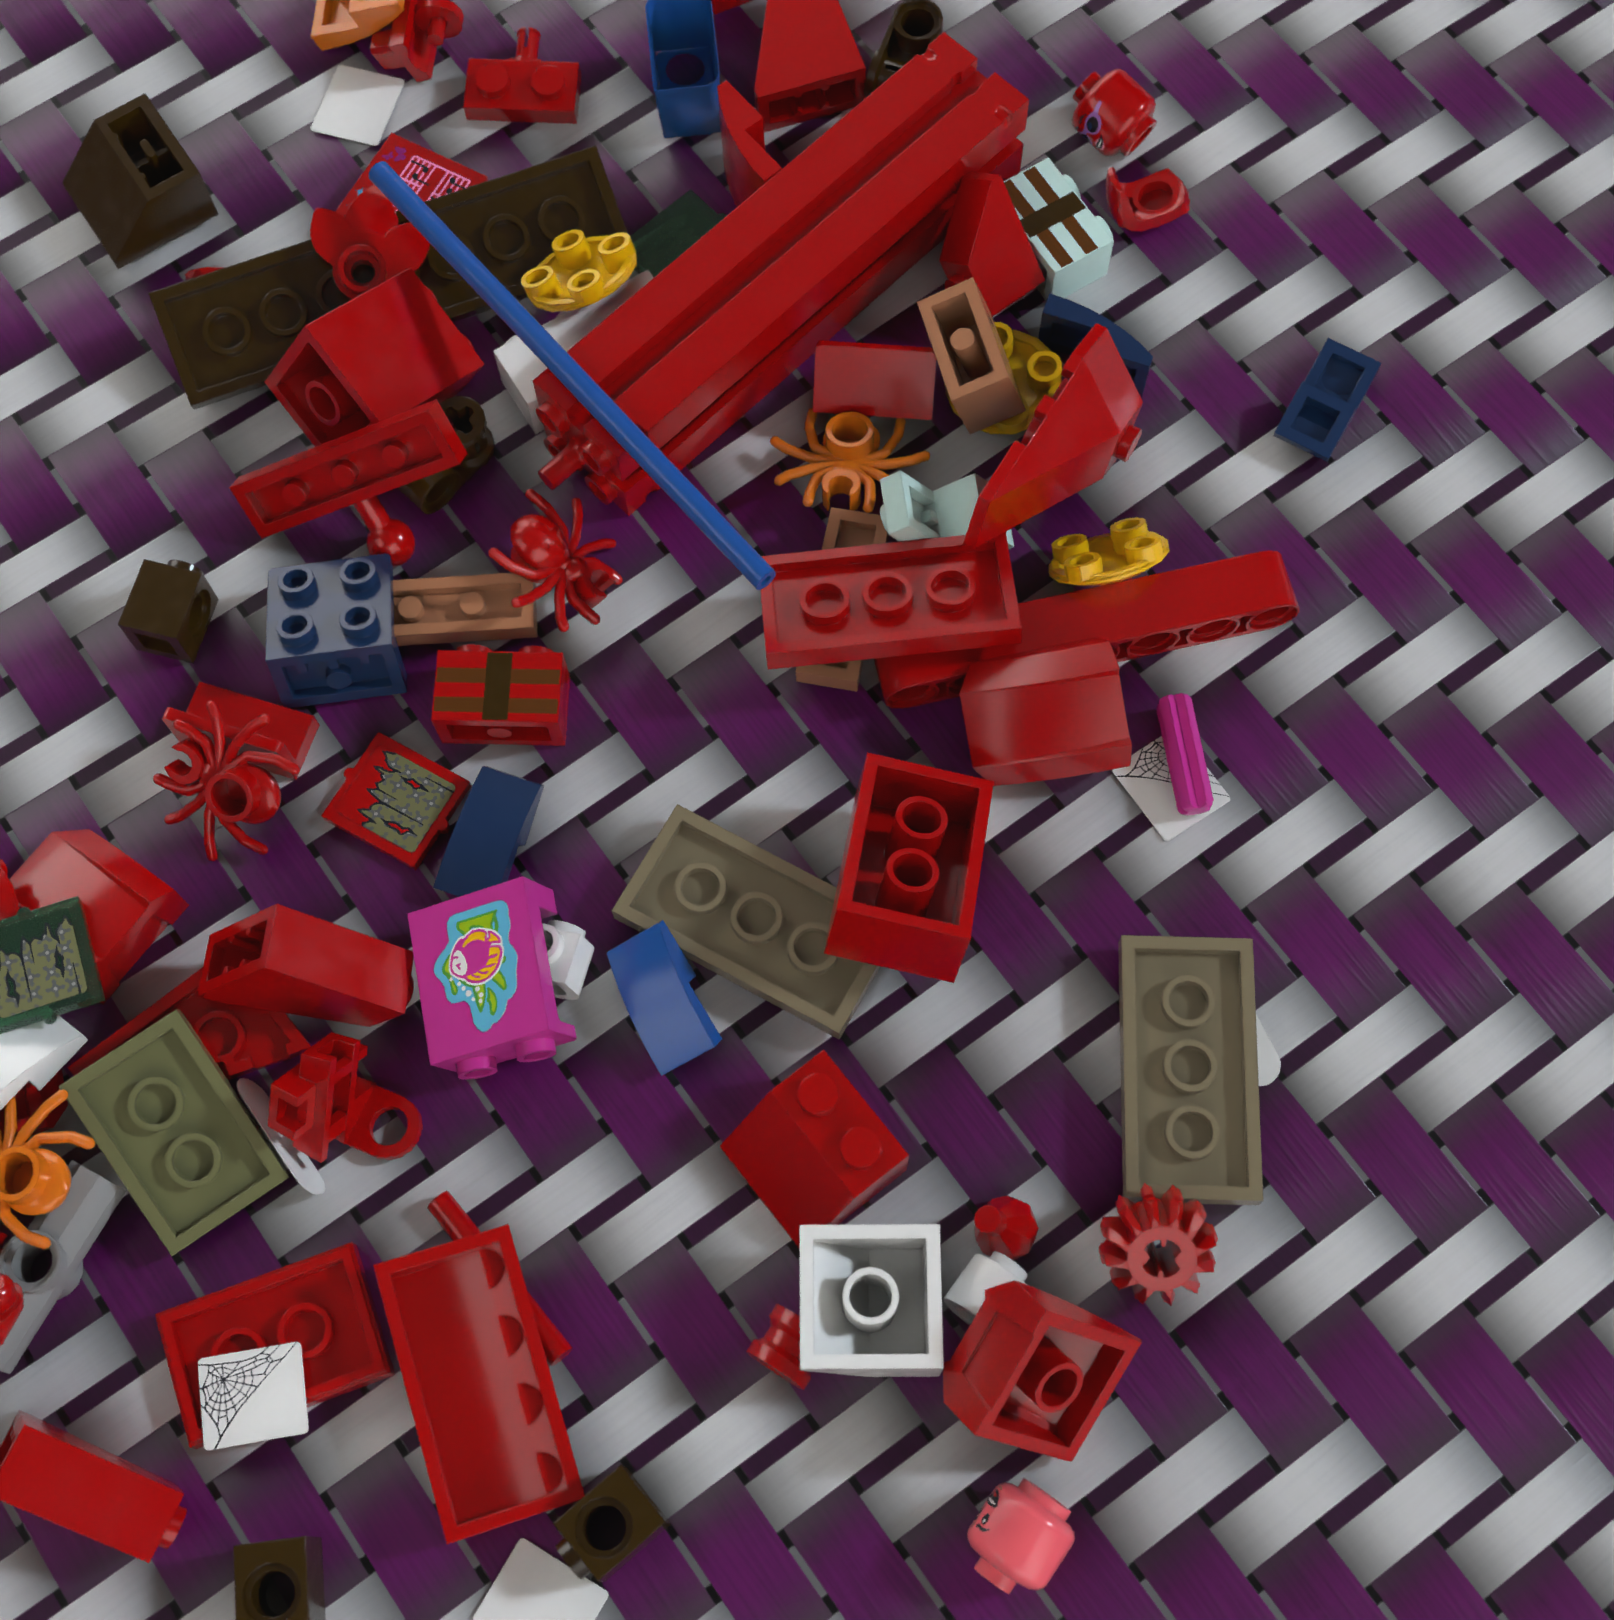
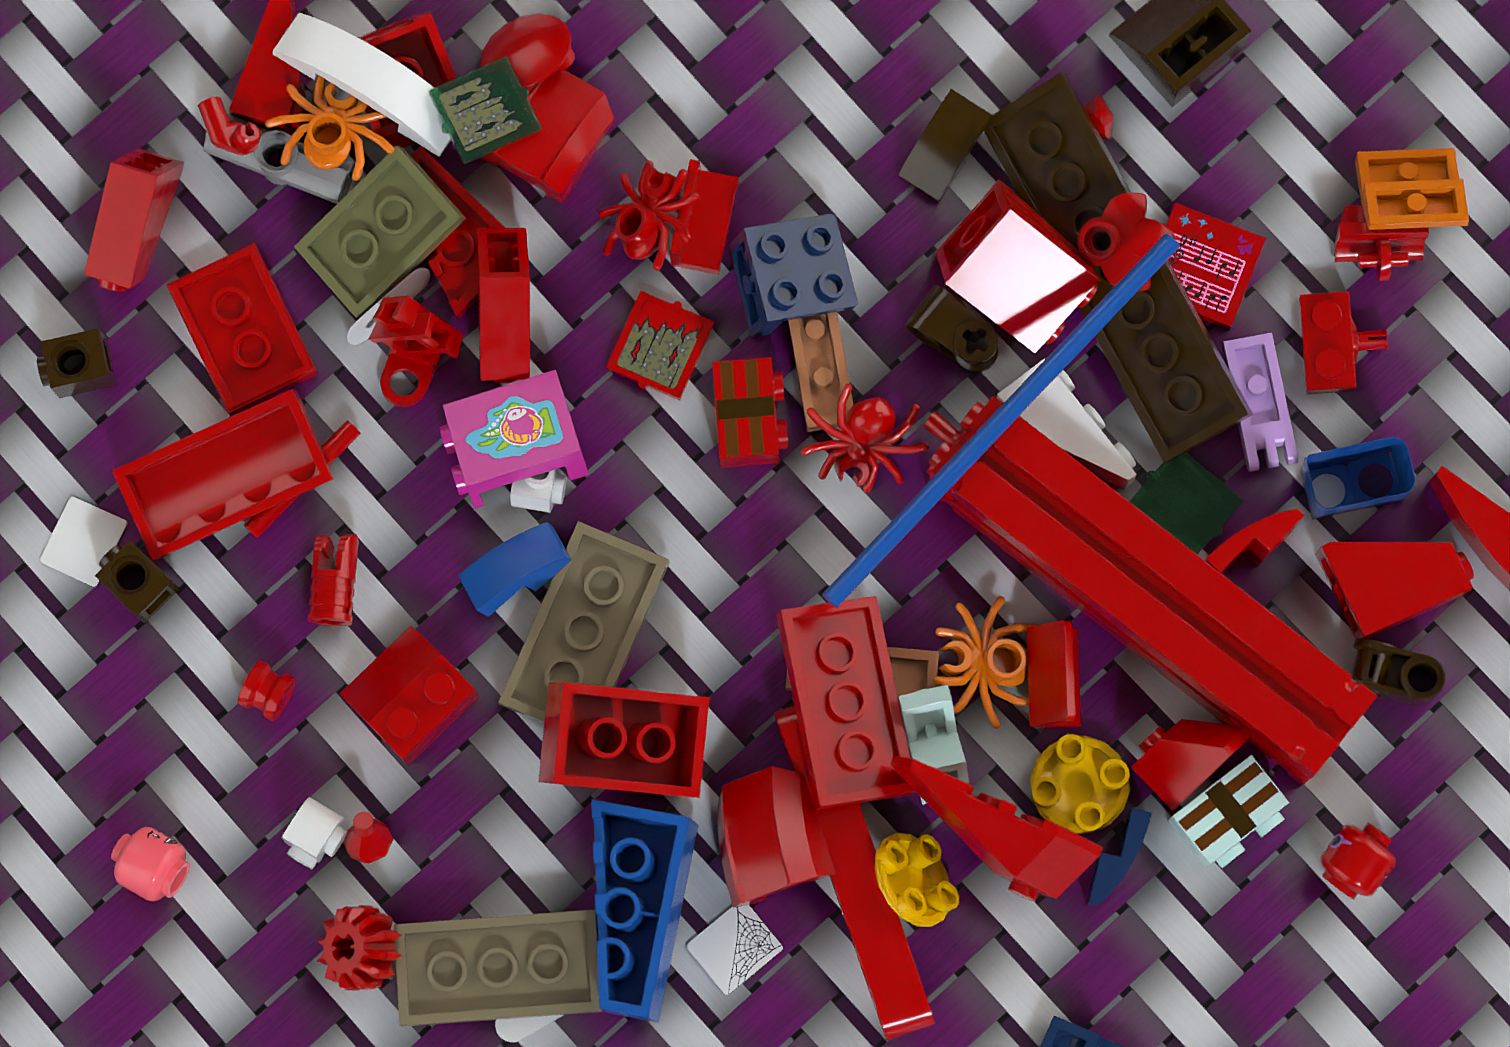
camera: 85 degrees right, 10 degrees up
(169, 610) = (795, 143): dark brown brick -> none
(204, 439) = (945, 145): none -> dark brown slope
(252, 1396) = (203, 321): white sticker -> none
(354, 473) = (913, 268): red plate -> none
(357, 105) = (1302, 203): white sticker -> none
(488, 832) = (633, 420): dark blue slope -> none
(580, 271) = (1125, 418): yellow dish -> none
(625, 149) = (1258, 377): none -> lavender hinge
(658, 1244) = (333, 588): none -> red hinge
(871, 1300) = (298, 742): white slope -> none
(971, 356) = (1072, 749): nougat brick -> none
(1035, 1370) = (255, 861): red slope -> none
(1118, 876) = (638, 903): none -> blue wedge
(1146, 201) = (1274, 895): red hair -> none
(1184, 754) = (755, 953): dark pink axle -> none

